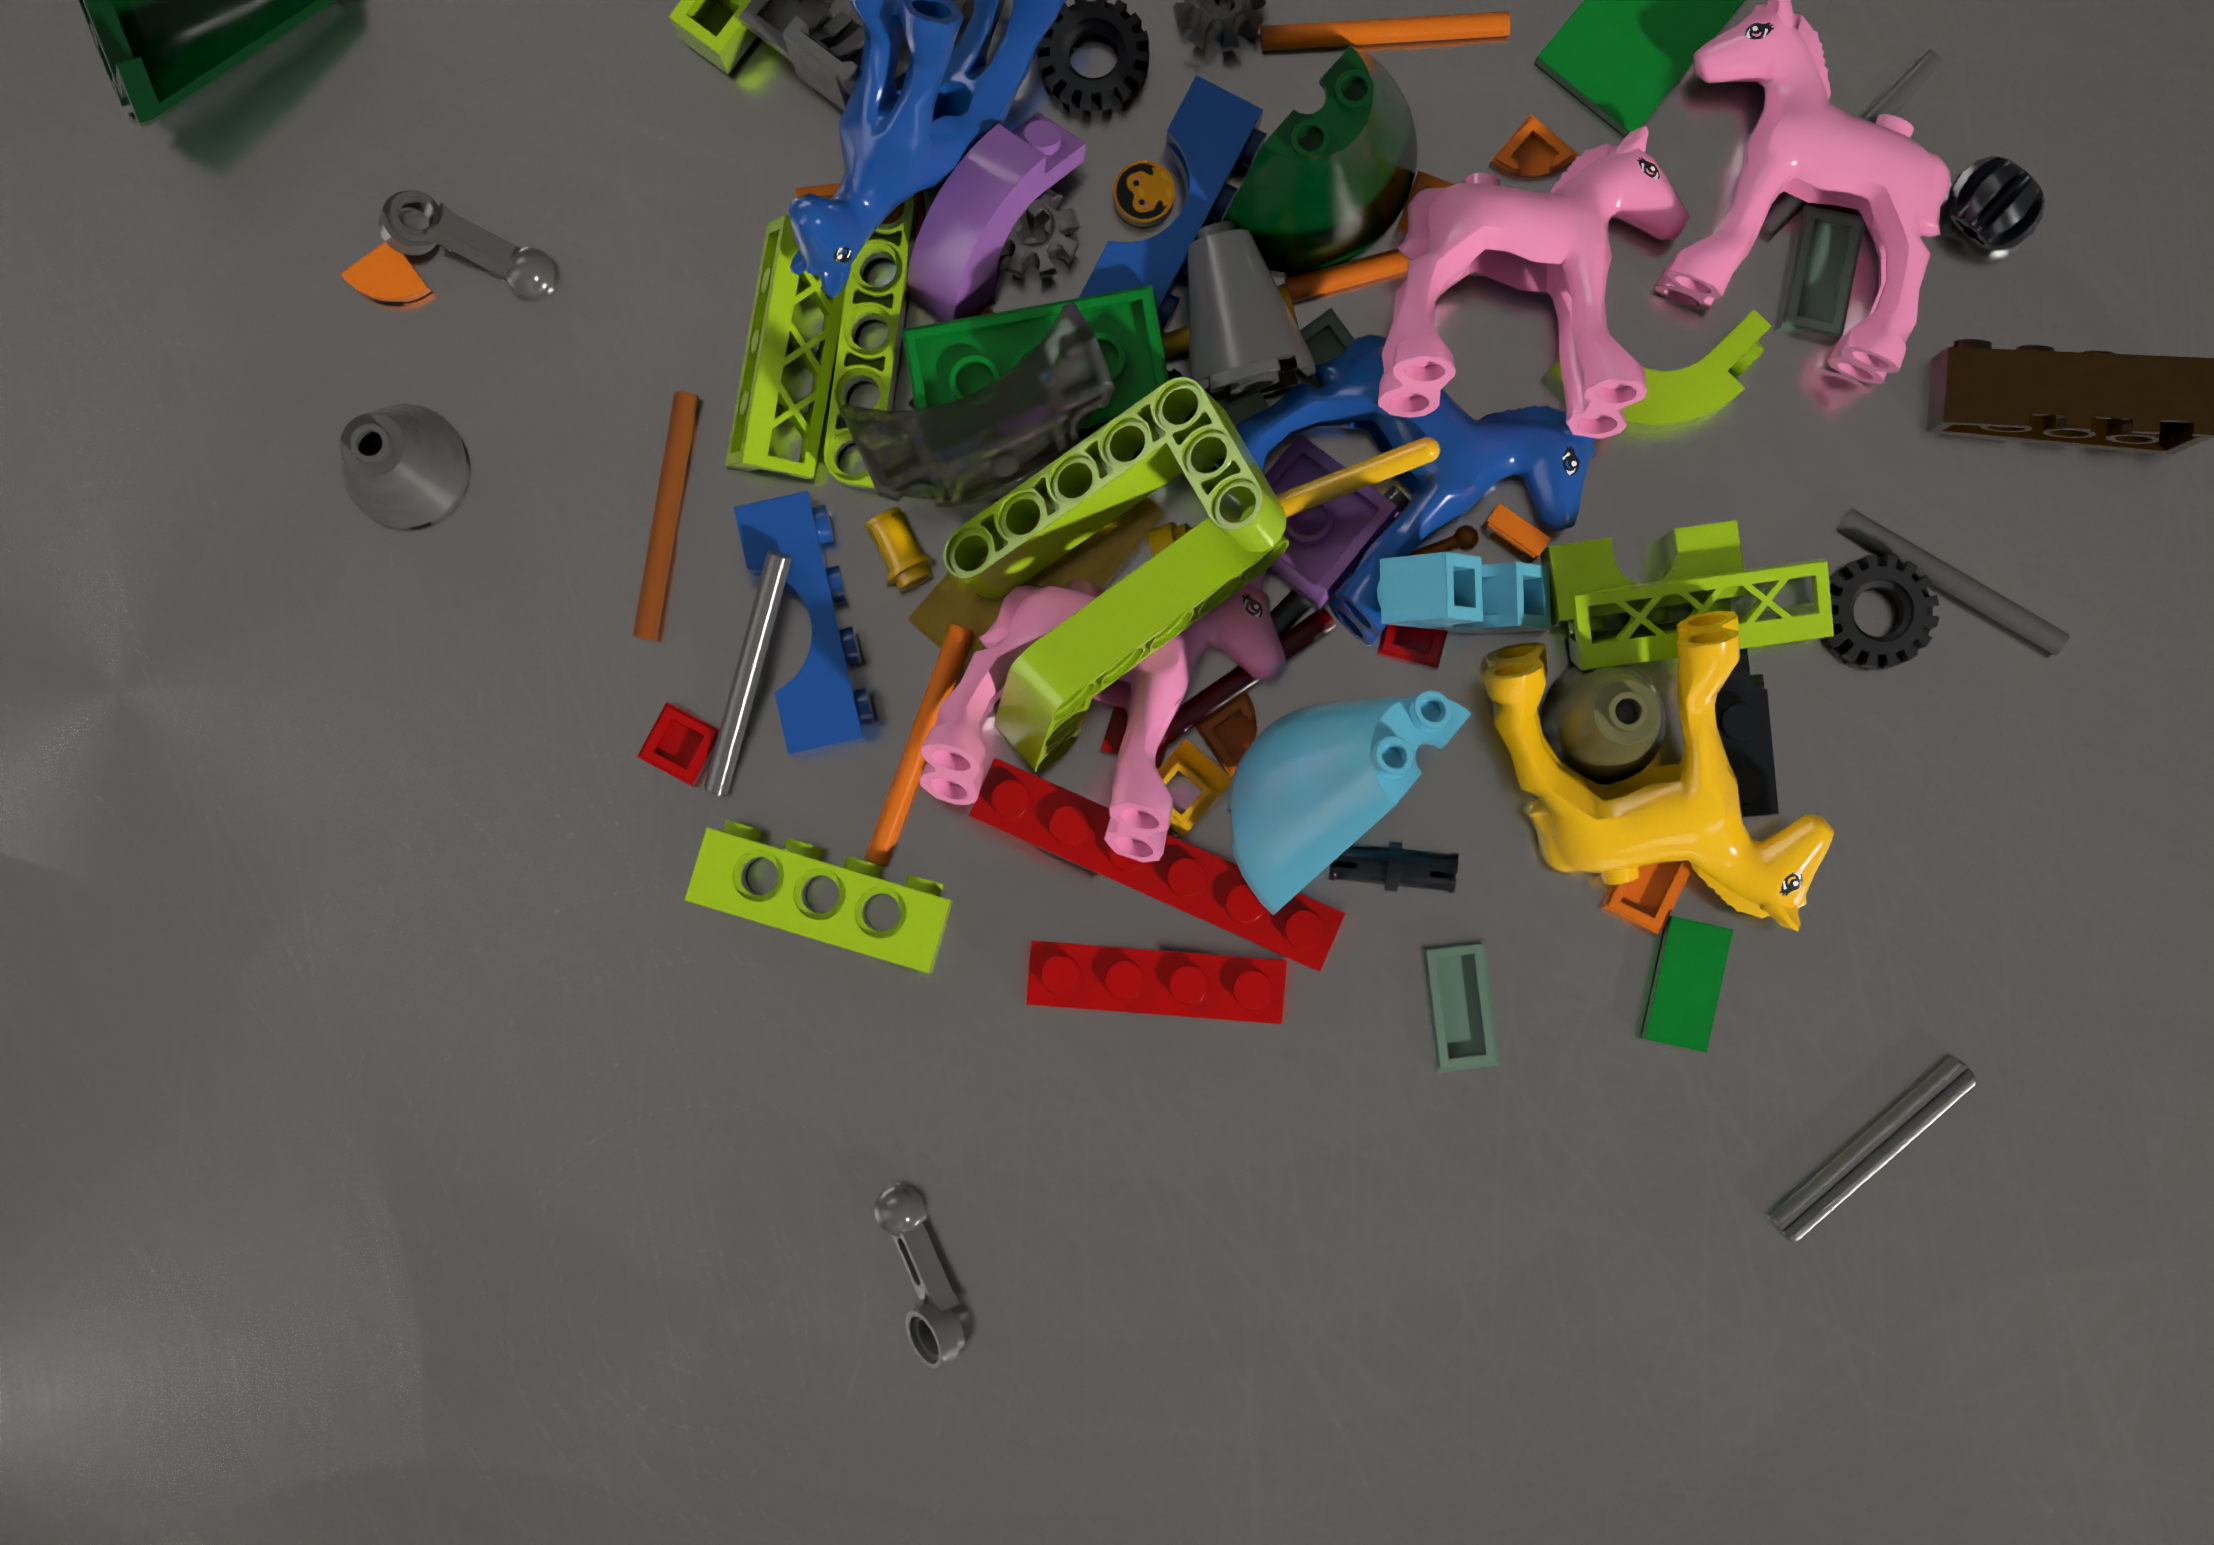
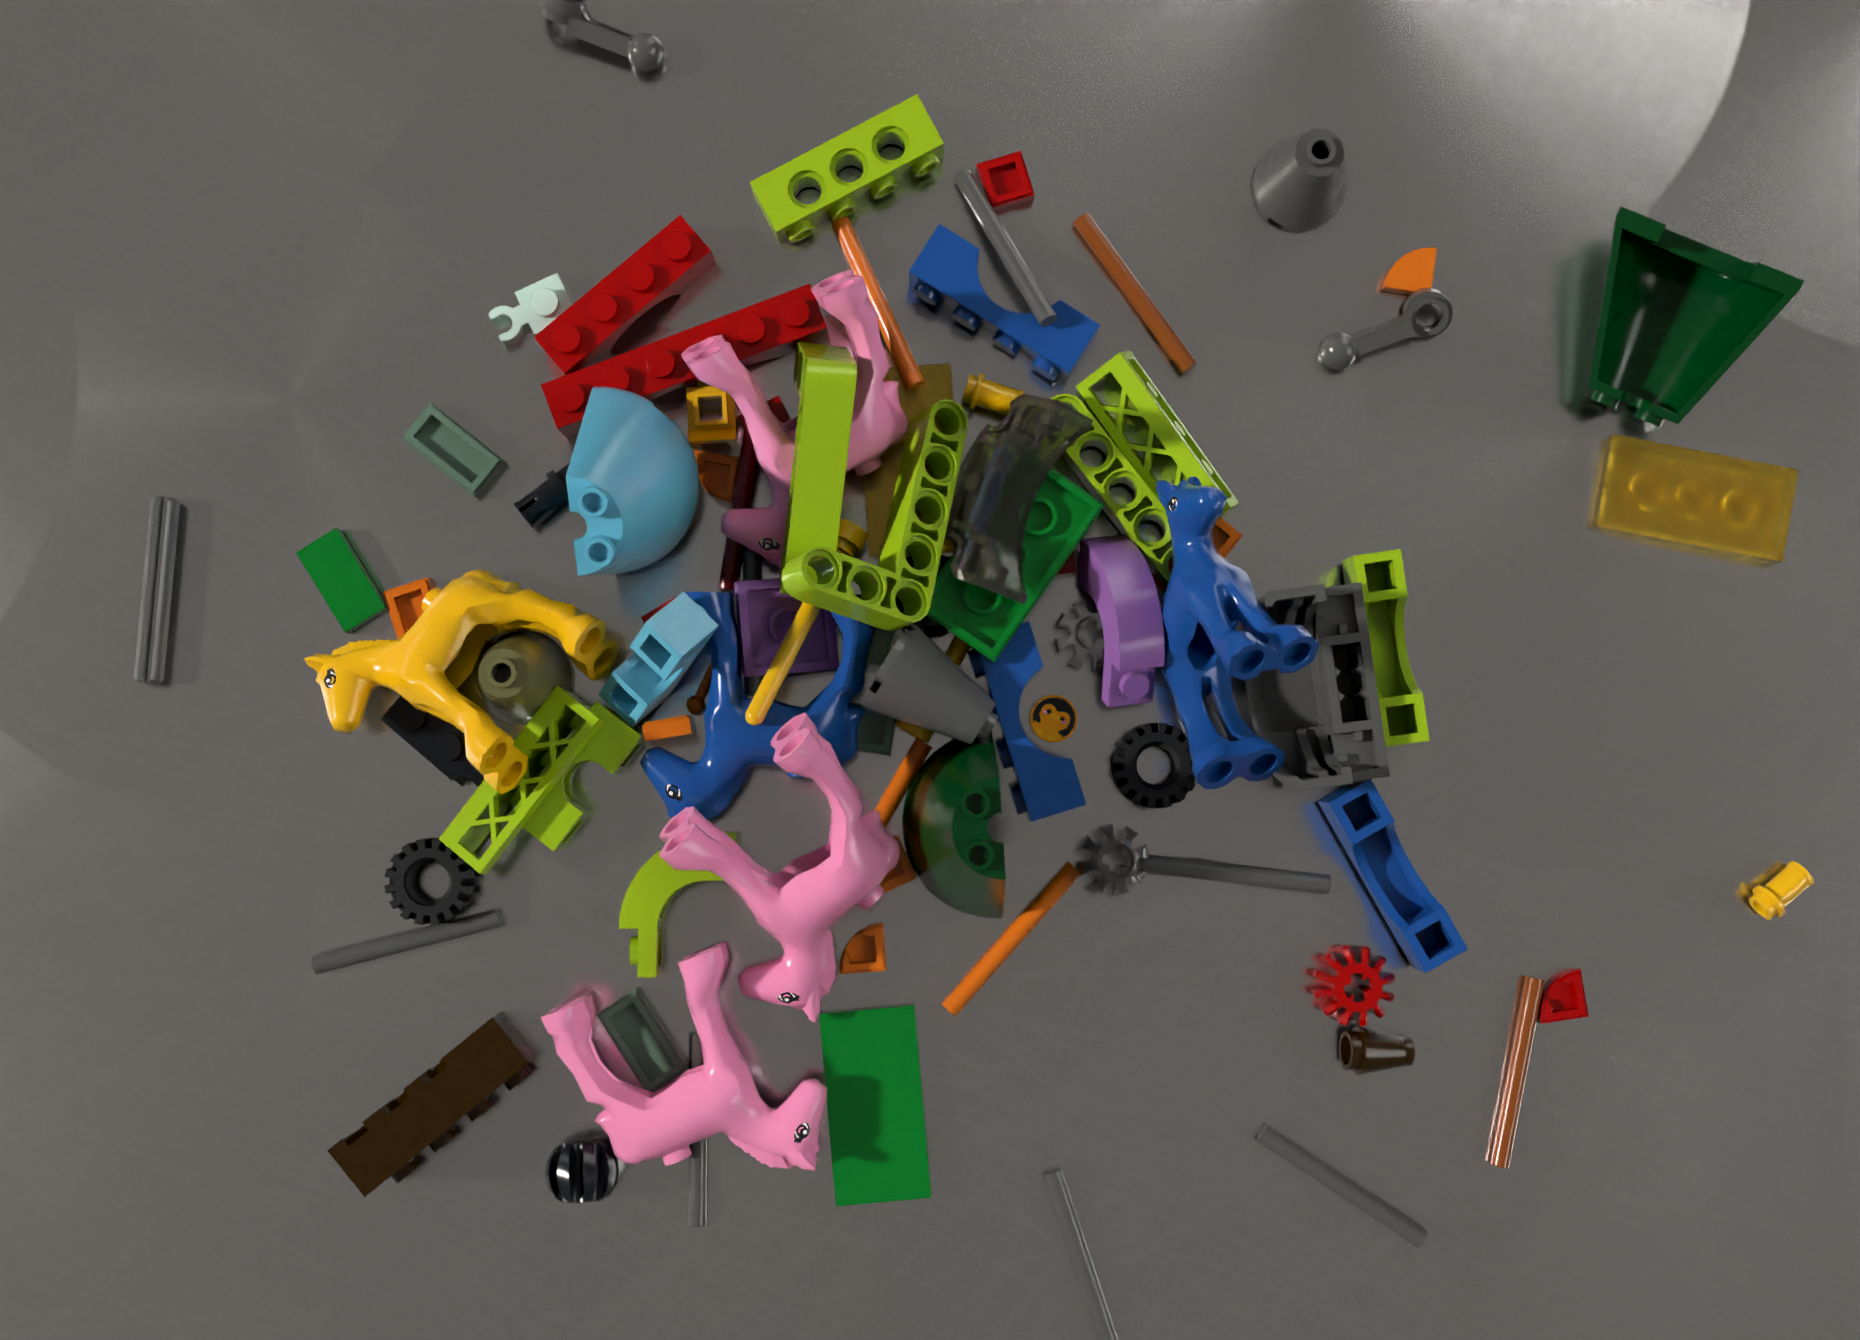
camera: 135 degrees right, 0 degrees up
(1242, 1060) = (537, 308): none -> light aqua plate

